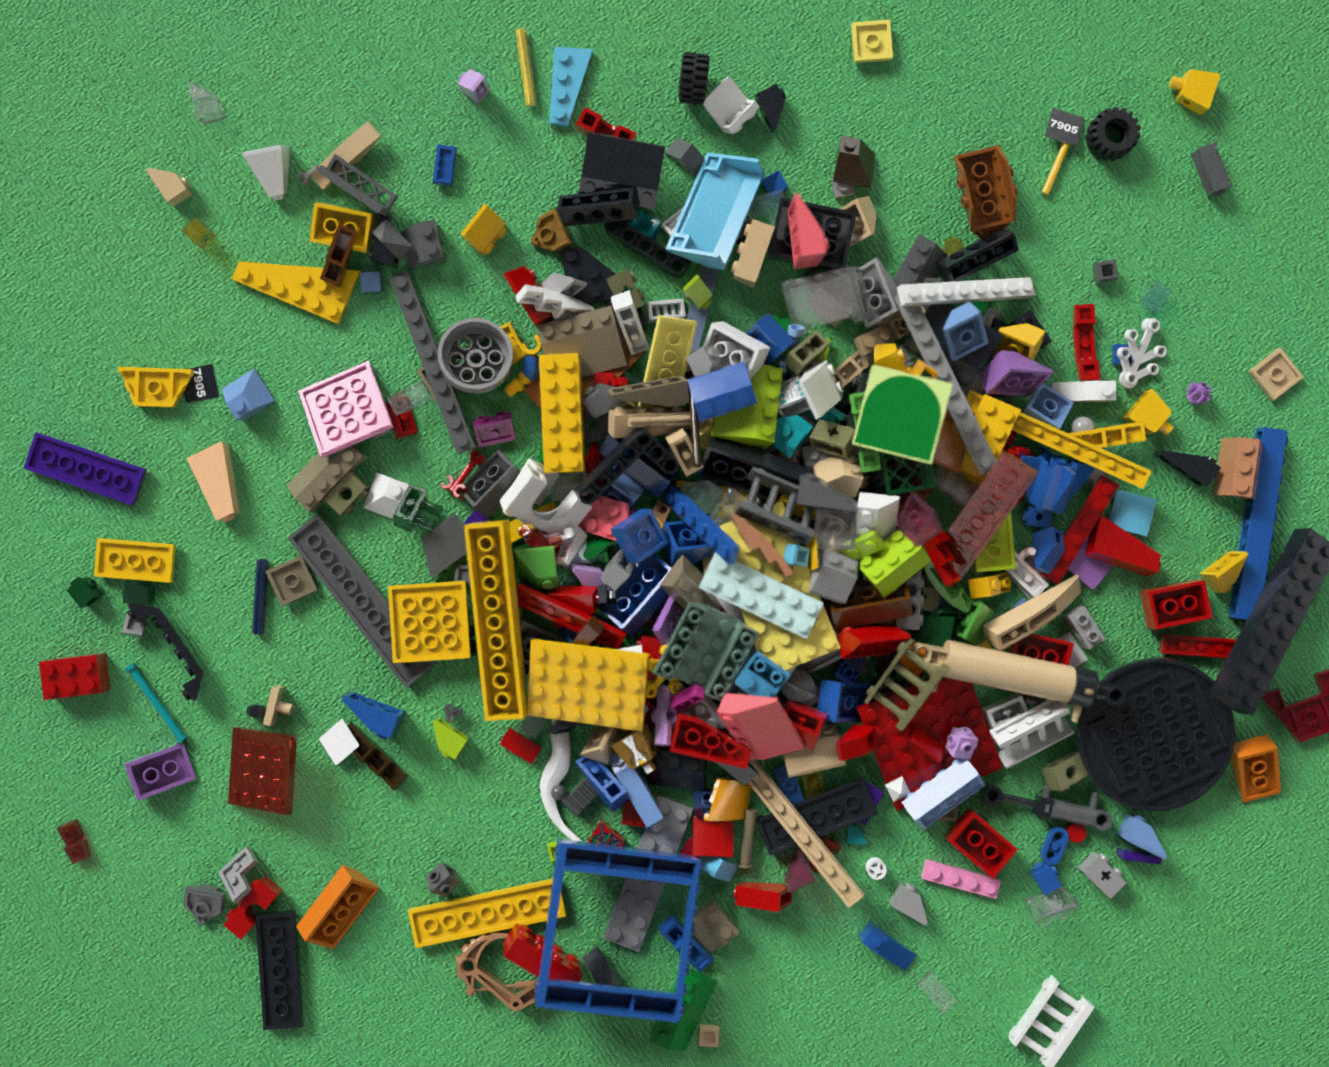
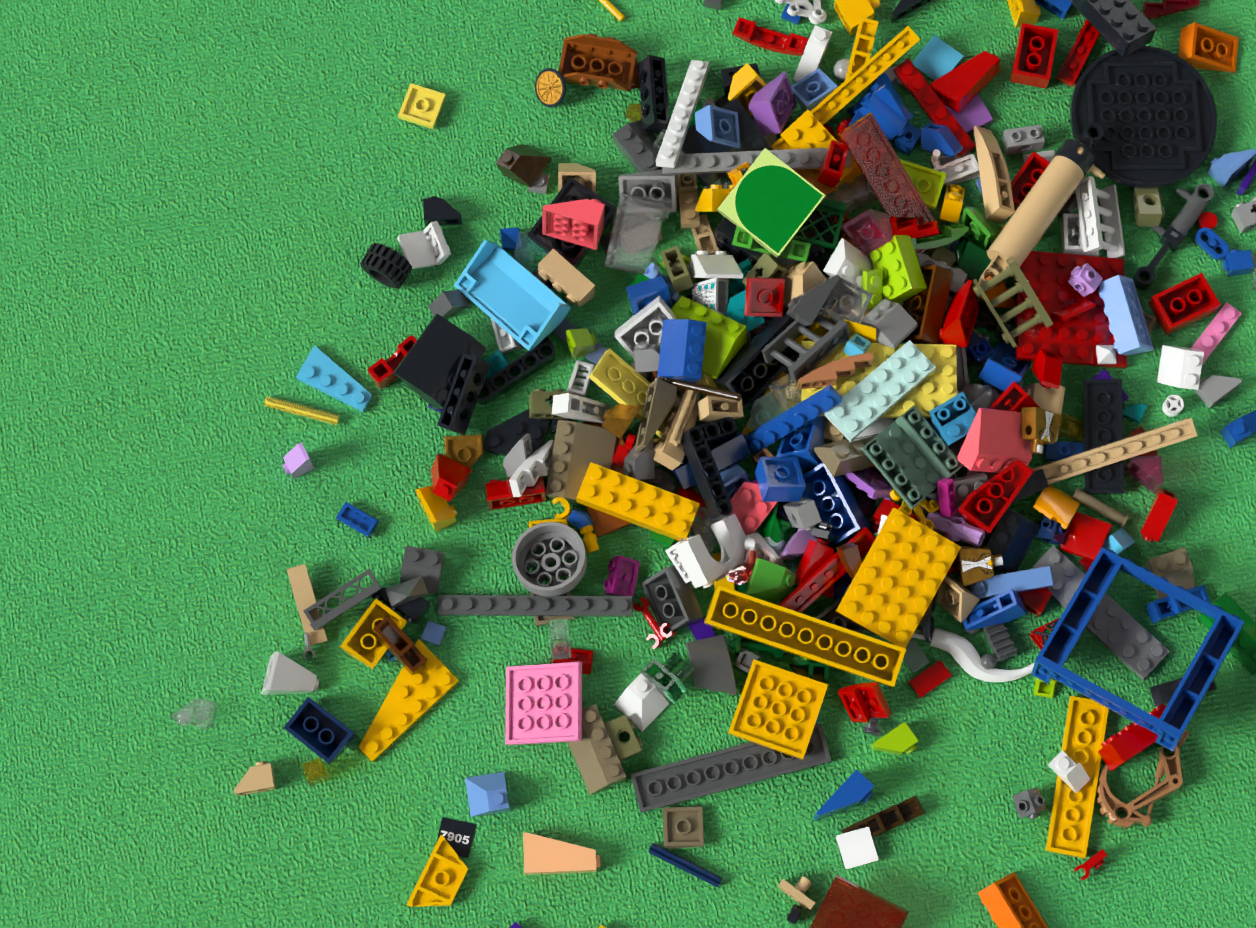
camera: 70 degrees left, 15 degrees down
(235, 220) = (320, 731): none -> dark blue slope
(415, 955) = (1096, 861): none -> red plate
(468, 697) = (864, 702): none -> red slope
(486, 904) = (1069, 771): none -> white slope
(515, 230) = (448, 477): none -> red slope
(635, 362) = (620, 418): none -> pearl gold slope
(791, 758) = (1039, 427): none -> pearl gold torso
(810, 447) = (764, 297): none -> red plate
(915, 863) = (1180, 367): none -> white slope
(942, 154) = (550, 87): none -> wheel
(972, 457) = (833, 164): none -> red slope

